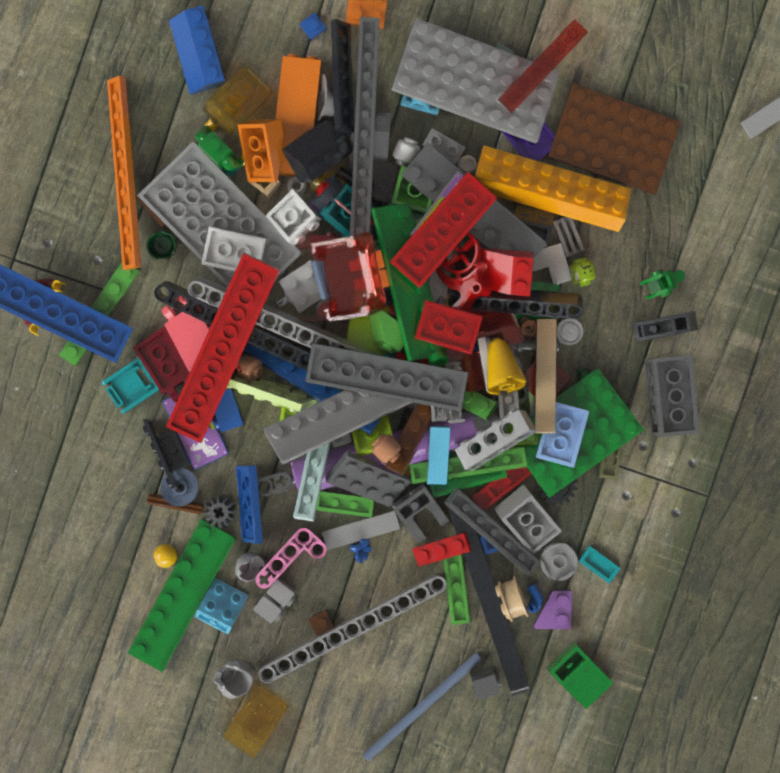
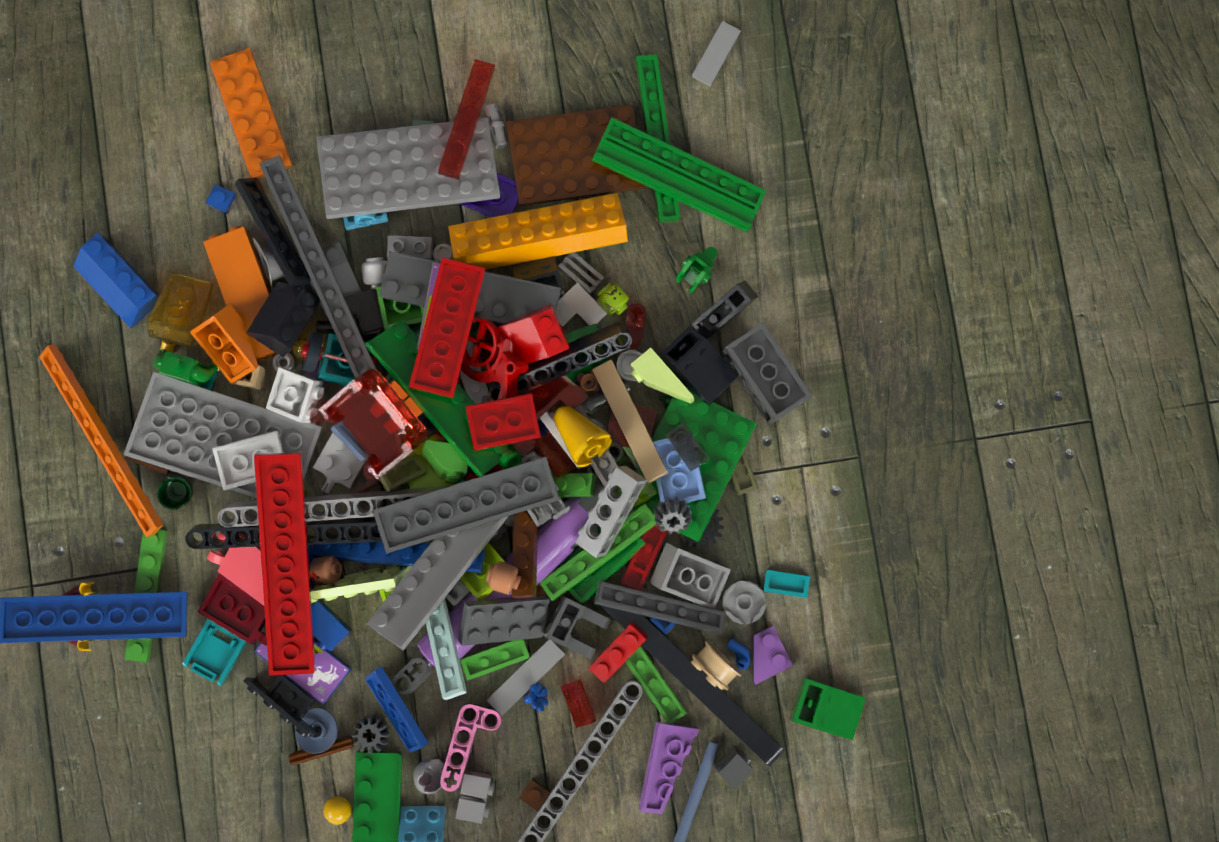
camera: 30 degrees left, 5 degrees down
(348, 326) = (403, 473): none -> olive tile
(390, 571) = (578, 703): none -> clear red plate
(438, 455) = (561, 557): medium azure tile -> none
(438, 645) = (666, 756): none -> medium lavender wing
(541, 468) = (673, 515): none -> dark grey gear
(562, 82) = (496, 126): none -> light grey pin
(580, 420) = (687, 446): none -> clear smoke slope
(587, 353) = (658, 376): none -> yellowish green slope
(593, 295) = (635, 316): none -> clear red piece
(621, 360) = (698, 365): none -> black slope
(686, 159) = (655, 124): none -> green plate
(687, 199) = (679, 175): none -> green plate

